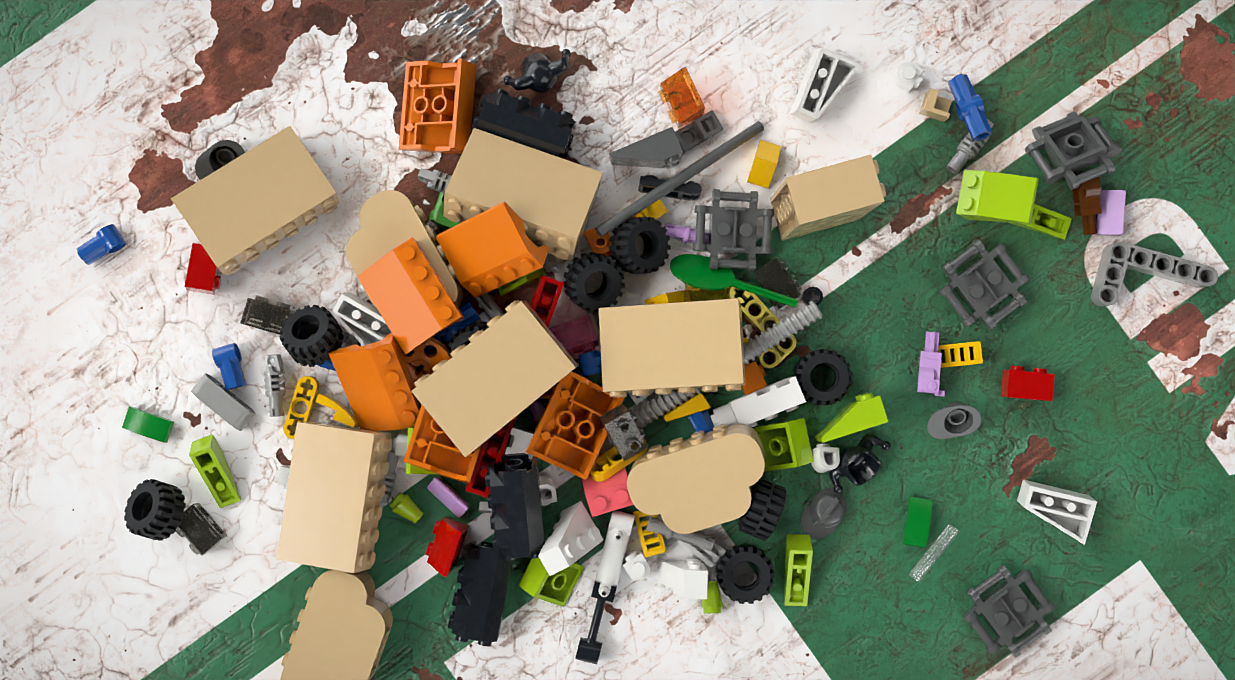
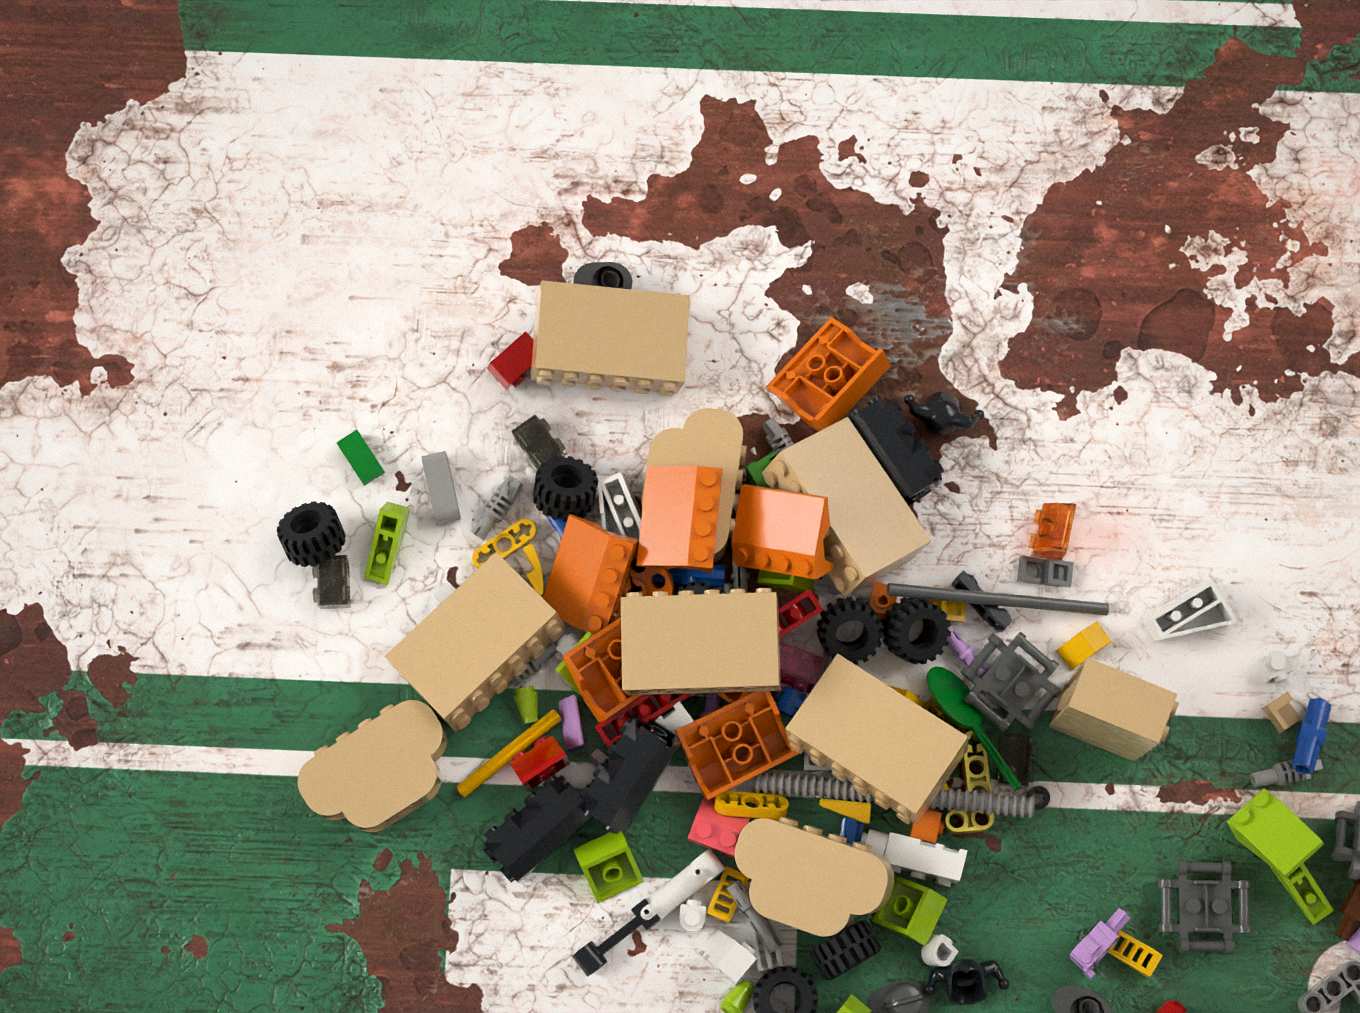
camera: 35 degrees right, 10 degrees down
(106, 242) = (450, 274): blue piece -> none
(228, 360) = (474, 454): blue piece -> none
(420, 550) = (506, 754): none -> yellow axle
(548, 491) = (665, 785): white plate -> none
(570, 540) = (653, 842): white wedge -> none
(623, 431) = (774, 782): clear smoke brick -> none
(653, 151) = (991, 557): dark grey slope -> none
(841, 372) = (1010, 862): black tyre -> none
(856, 416) = (999, 935): lime slope -> none

